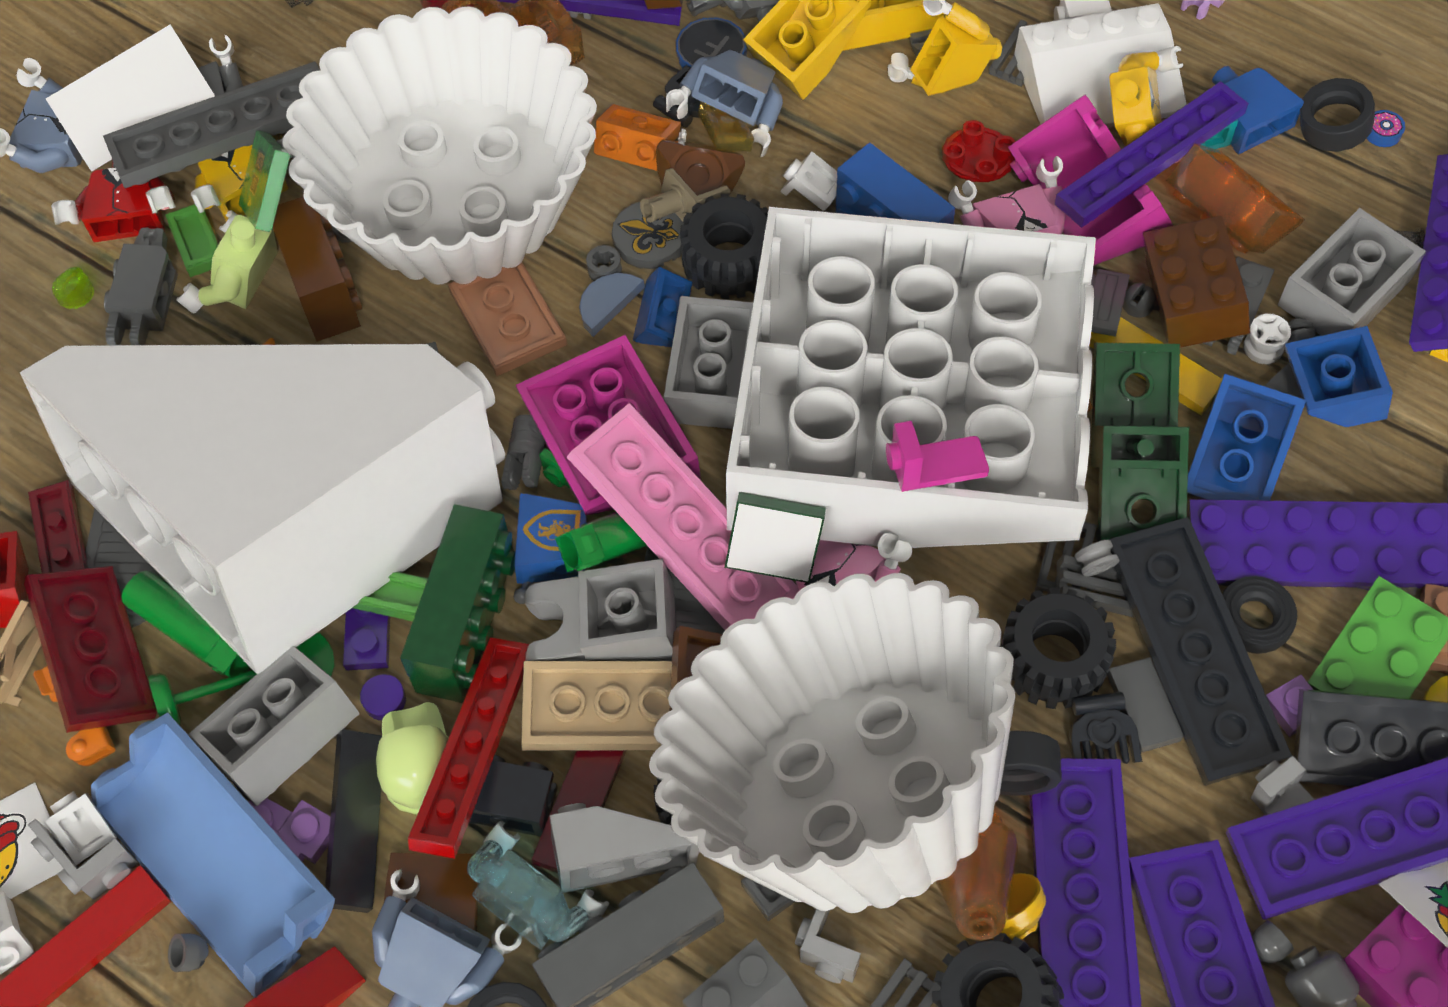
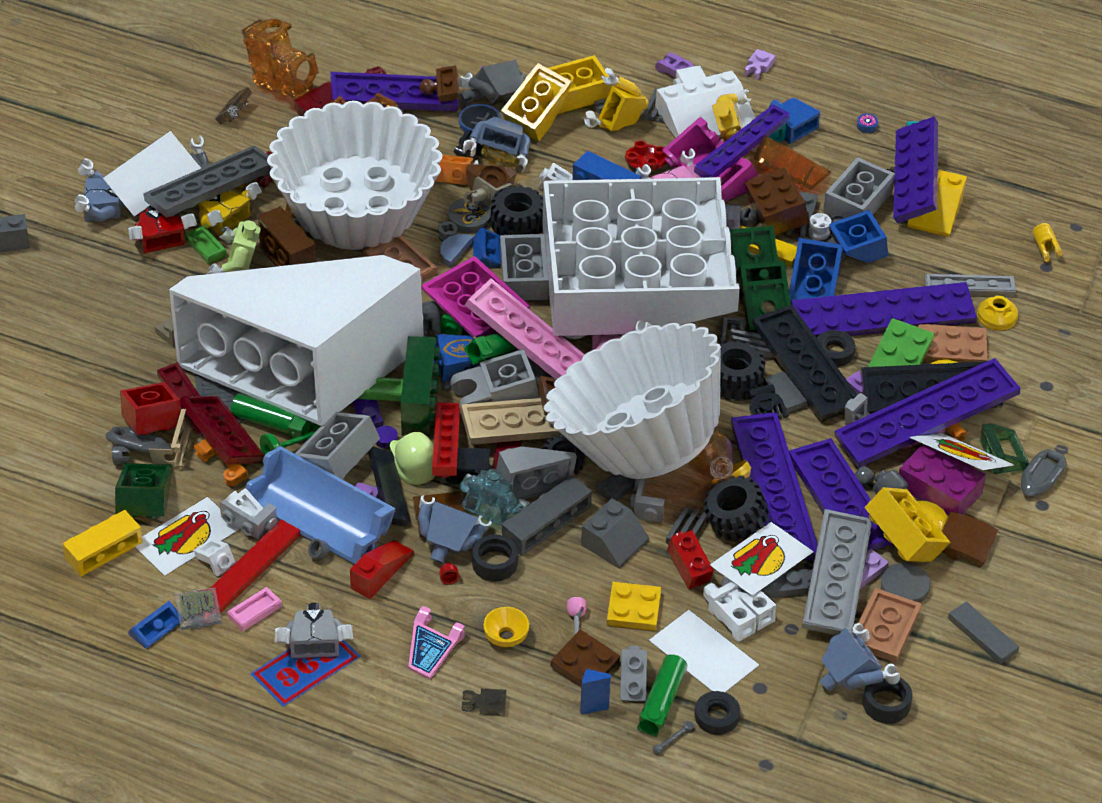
camera: 15 degrees left, 15 degrees down
(73, 288) = (143, 275): clear neon green tile -> none
(140, 288) = (183, 261): dark grey hinge -> none
(264, 181) = (255, 199): green tile -> none
(774, 537) = (581, 329): white tile -> none
(935, 462) = (655, 277): dark pink bracket -> none
(1031, 764) = (737, 420): black tyre -> none
(1097, 558) = (748, 326): light grey bush -> none
(1337, 92) = (842, 128): black tyre -> none

